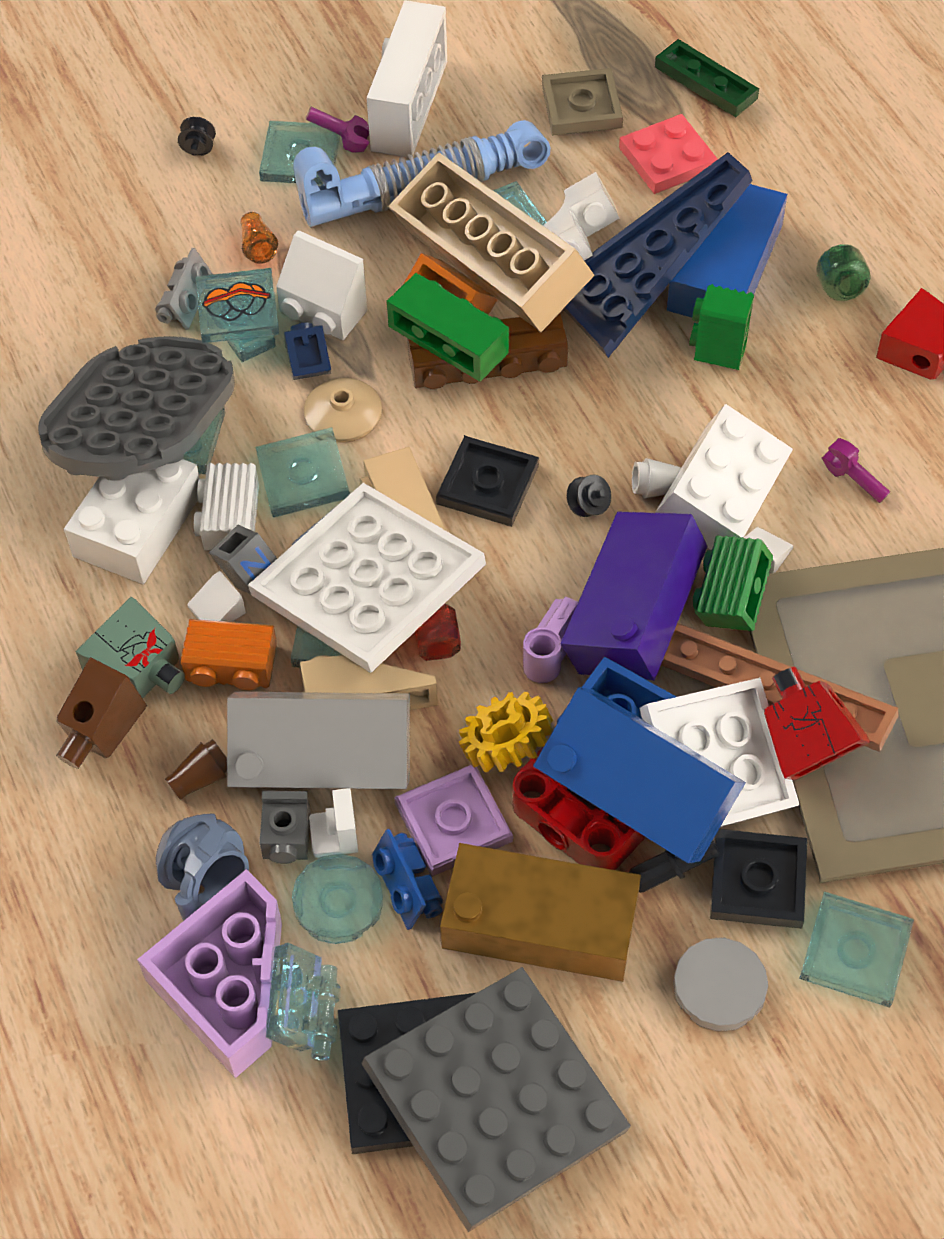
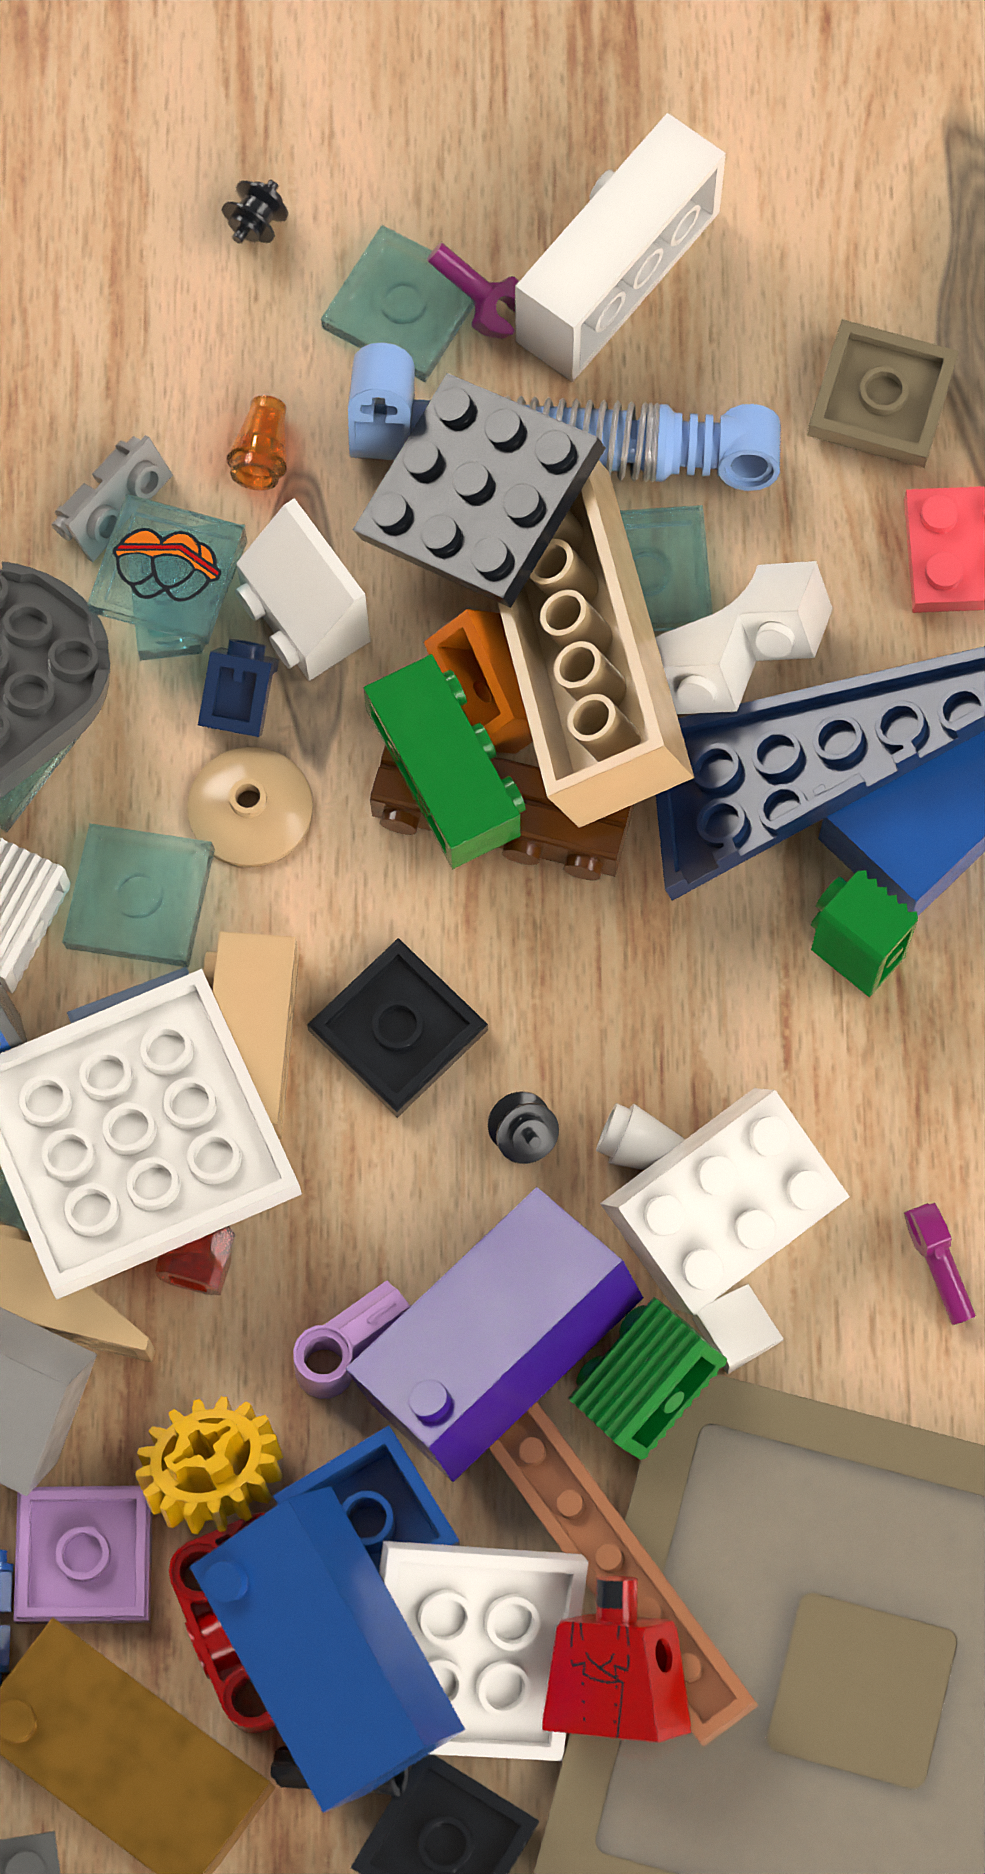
camera: 25 degrees right, 15 degrees up
(397, 197) = (479, 489): none -> plate

